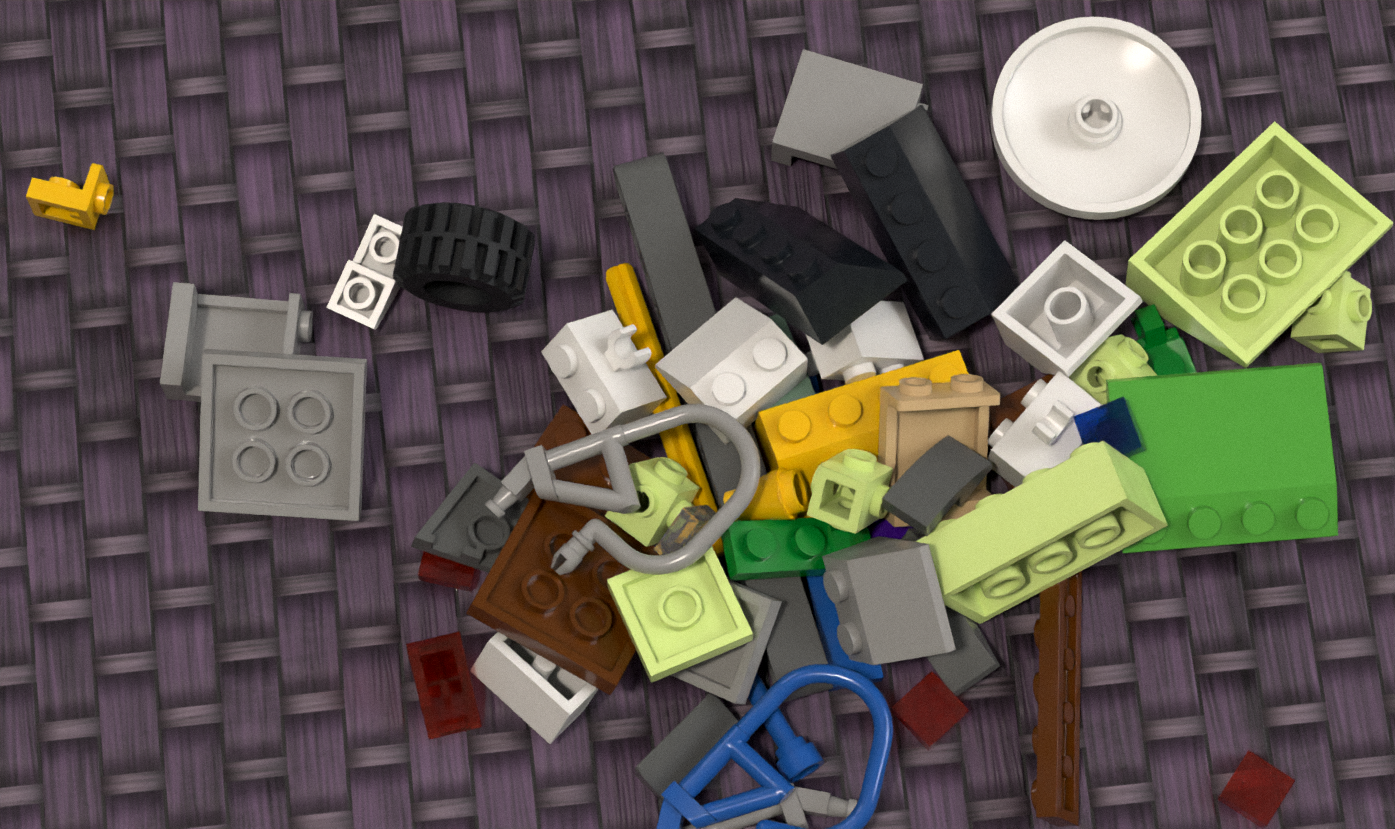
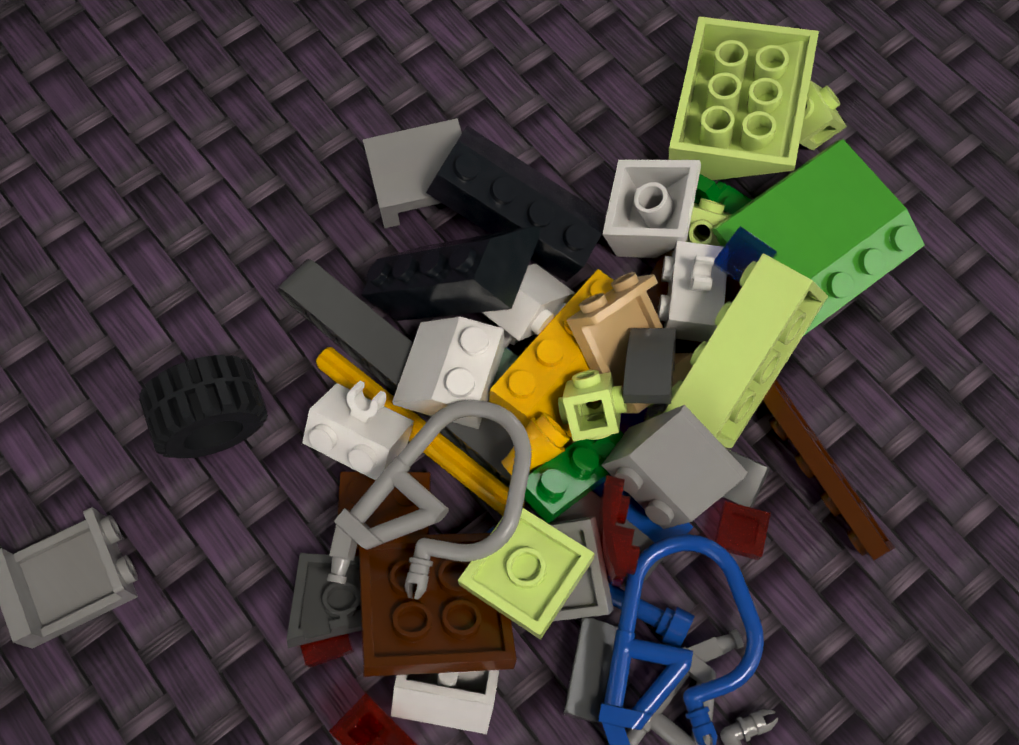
camera: 30 degrees left, 5 degrees down
(282, 434) = (133, 623): light grey plate -> none
(368, 281) = (142, 472): white slope -> none
(661, 494) = (460, 493): yellowish green brick -> none
(684, 528) = (490, 507): clear plate -> none
(786, 640) = (616, 541): none -> clear red slope
(1095, 118) = (581, 81): white dish -> none
(1256, 789) = (989, 447): clear red plate -> none

